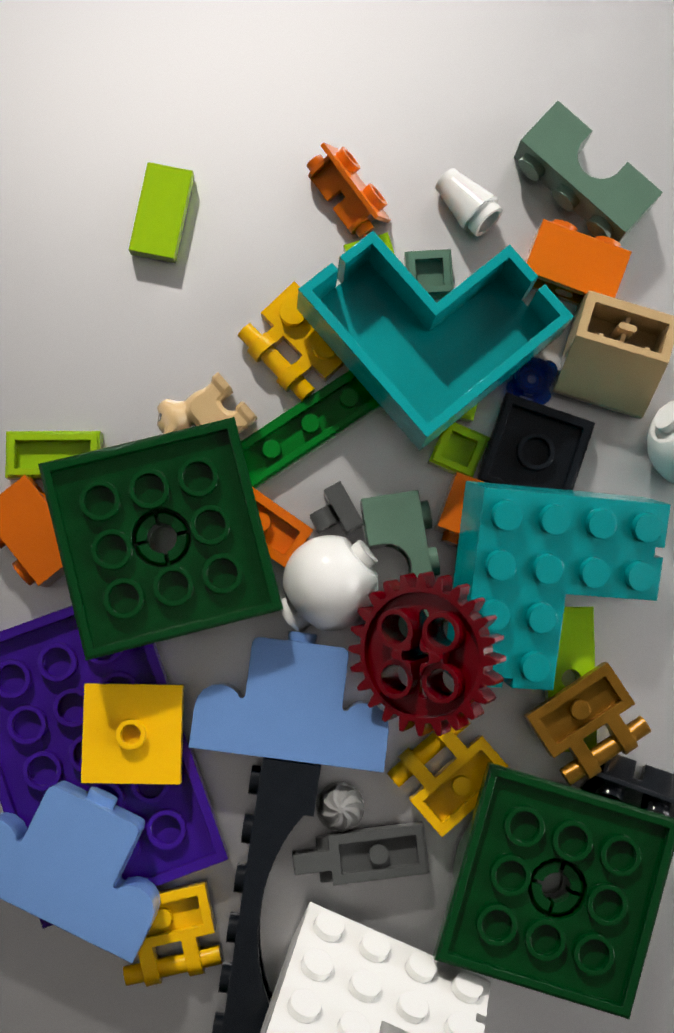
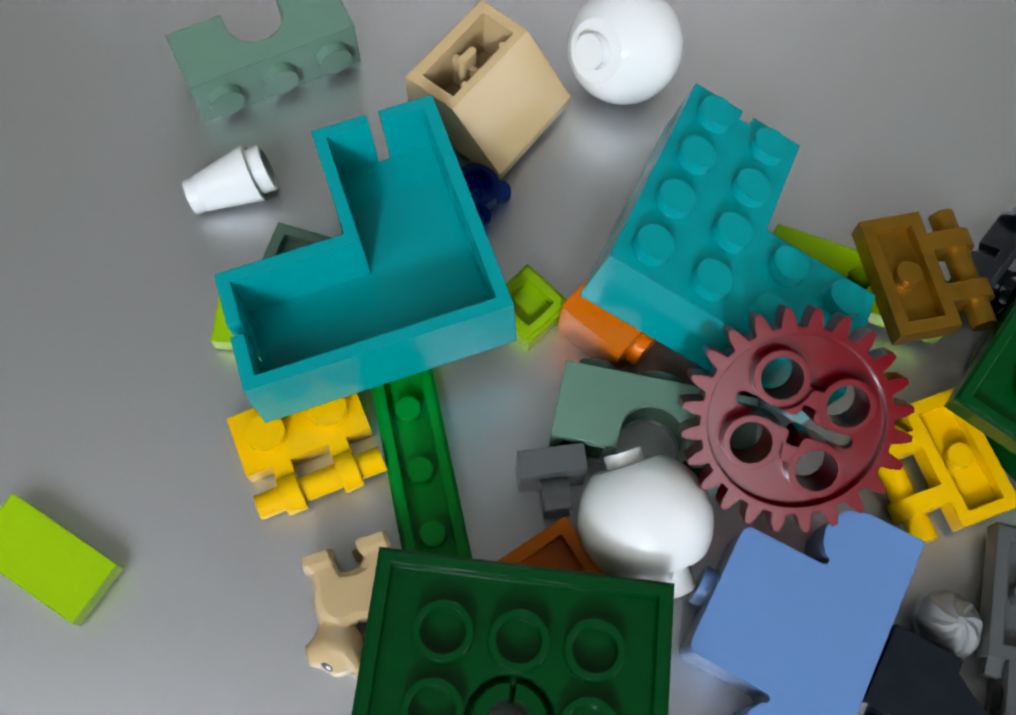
camera: 65 degrees left, 15 degrees down
(338, 174) = (118, 315): orange hinge -> none
(535, 446) = (558, 219): black plate -> none
(575, 262) = (359, 85): orange brick -> none

